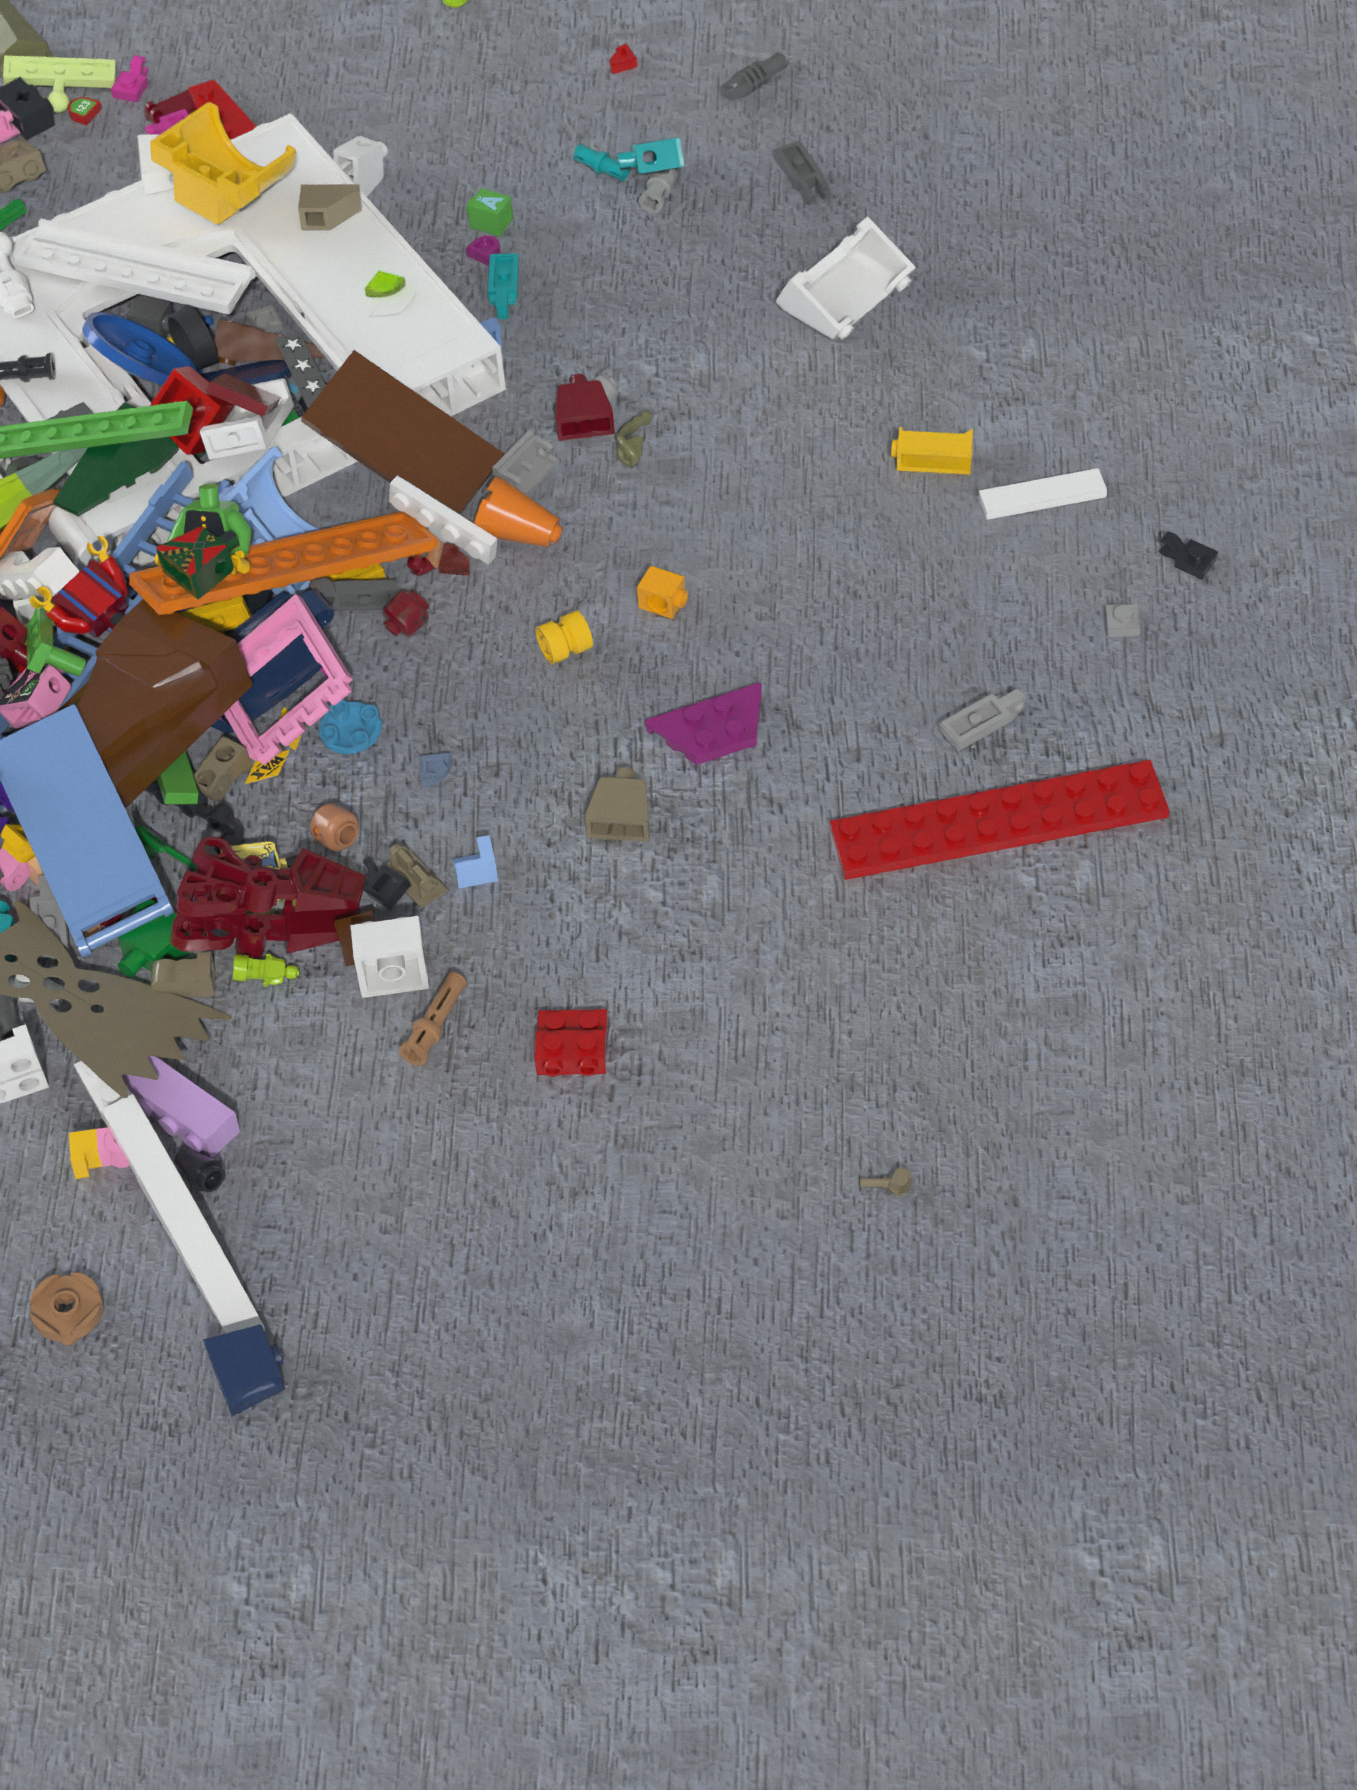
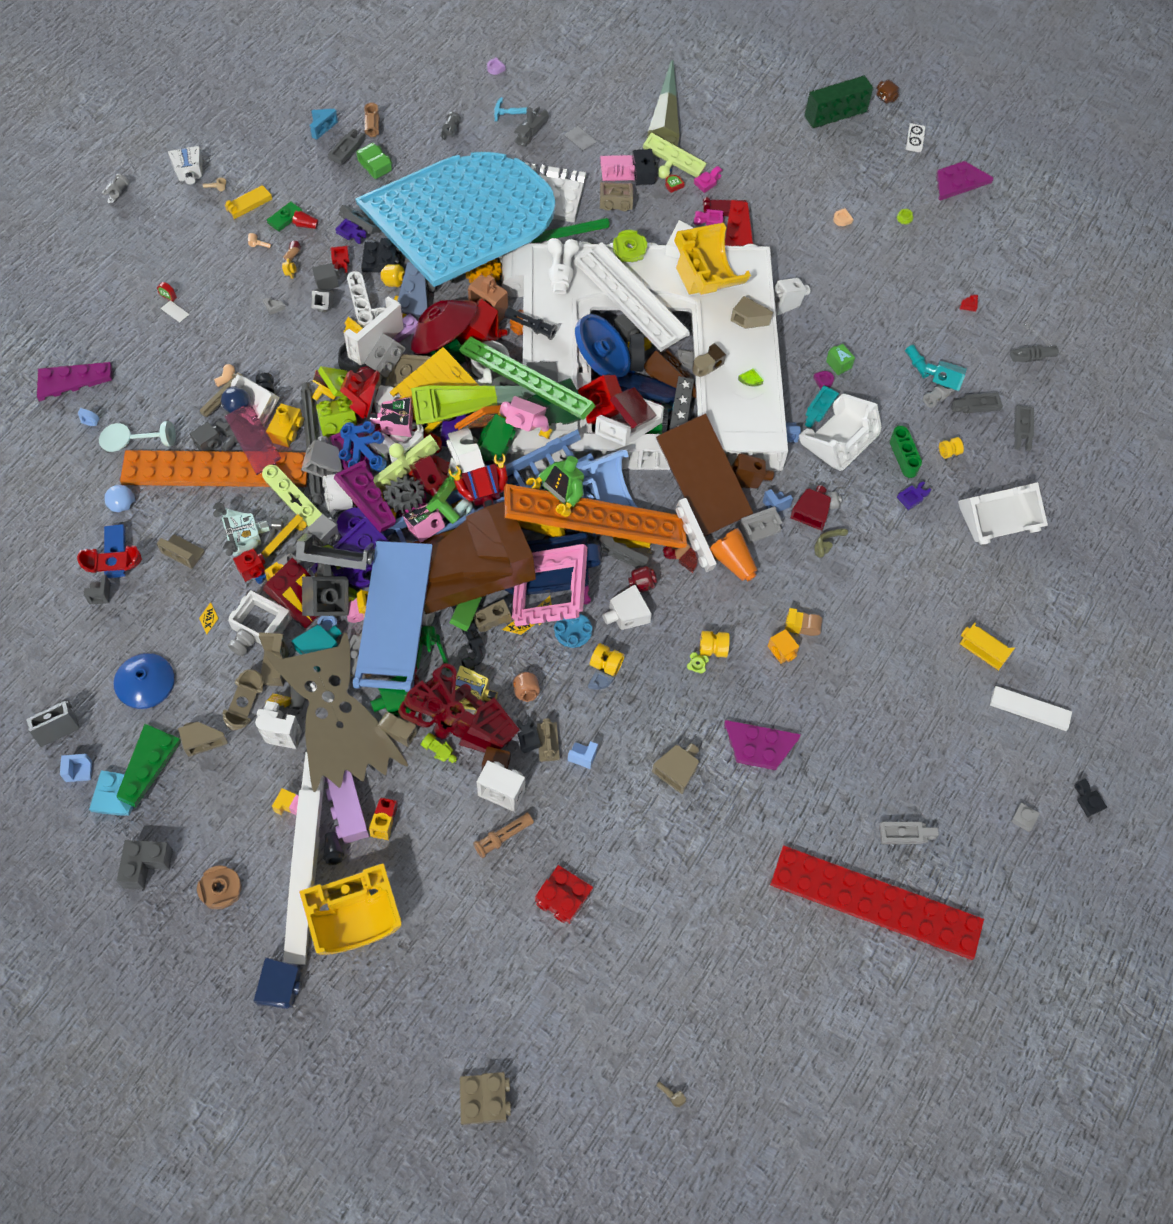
camera: 25 degrees right, 10 degrees up
(65, 525) = (495, 438): none -> green slope
(82, 647) = (463, 508): none -> light aqua tile
(91, 217) = (627, 254): none -> lime plate
(92, 477) = (526, 416): none -> bright pink torso
(198, 559) = (543, 498): dark green torso -> none
(248, 1094) = (383, 819): none -> yellow leg
(286, 1226) = (353, 913): none -> yellow piece
(310, 290) = (708, 362): none -> leg
(366, 39) = (842, 218): none -> light nougat tile
(412, 661) = (628, 609): none -> white torso
(426, 734) = (613, 661): none -> yellow wheel
(466, 402) = (751, 471): none -> reddish brown torso
(516, 426) = (777, 500): none -> medium blue panel
(564, 294) = (846, 433): none -> white windscreen
(564, 679) = (697, 667): none -> lime plate
(640, 1330) = (484, 1098): none -> dark tan plate
(662, 278) = (905, 451): none -> green beam
(669, 550) = (803, 623): none -> leg
(710, 328) = (911, 497): none -> dark purple plate
(719, 173) = (978, 403): none -> dark grey hinge
(724, 240) = (951, 447): none -> yellow wheel

